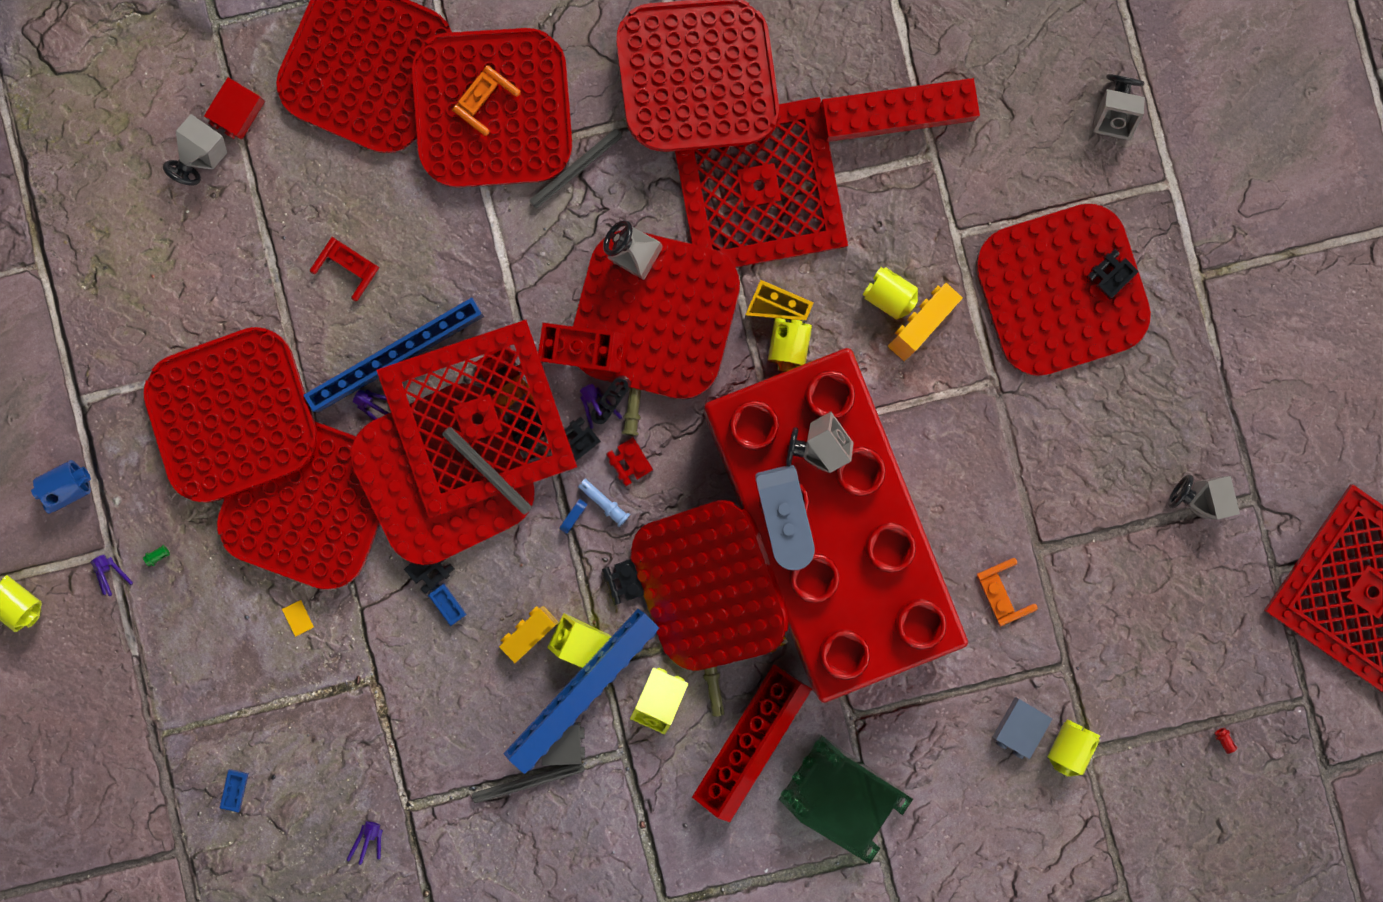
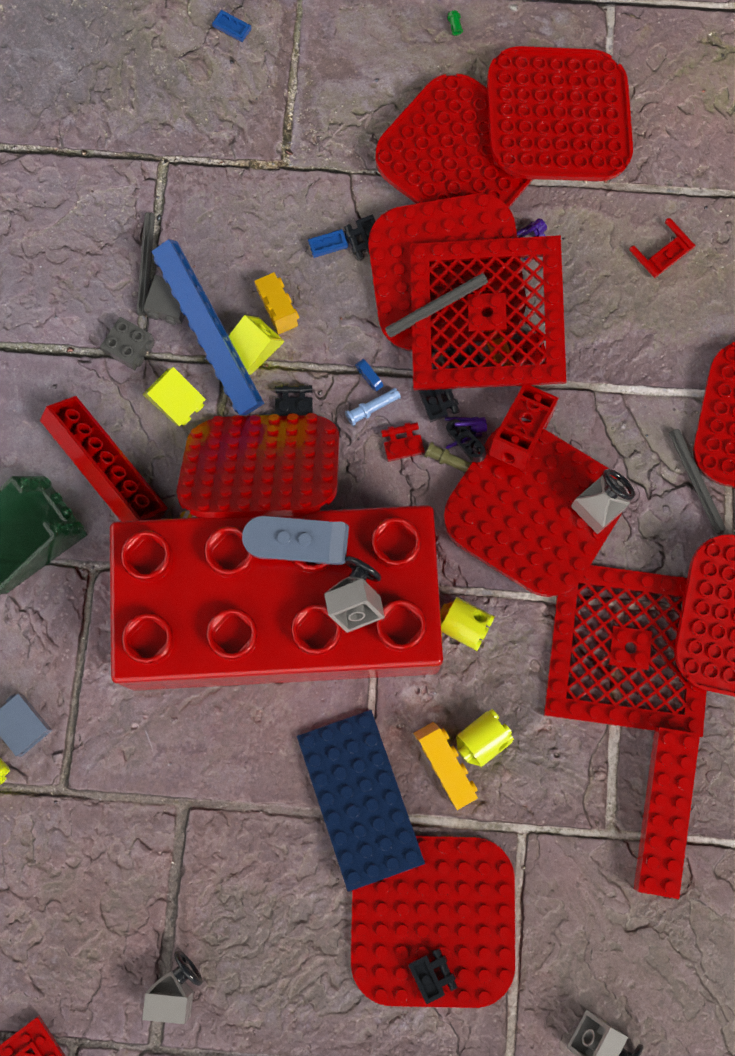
camera: 115 degrees right, 10 degrees down
(298, 618) = (360, 120): yellow sticker -> none
(370, 831) = (154, 121): dark purple plant -> none
(400, 350) = (574, 281): blue brick -> none
(619, 767) = (127, 343): none -> dark grey brick
(711, 676) = (163, 449): olive pin -> none
(778, 303) = (509, 625): yellow wedge -> none
(982, 389) = (360, 800): none -> dark blue plate
(998, 596) = (153, 746): orange plate -> none

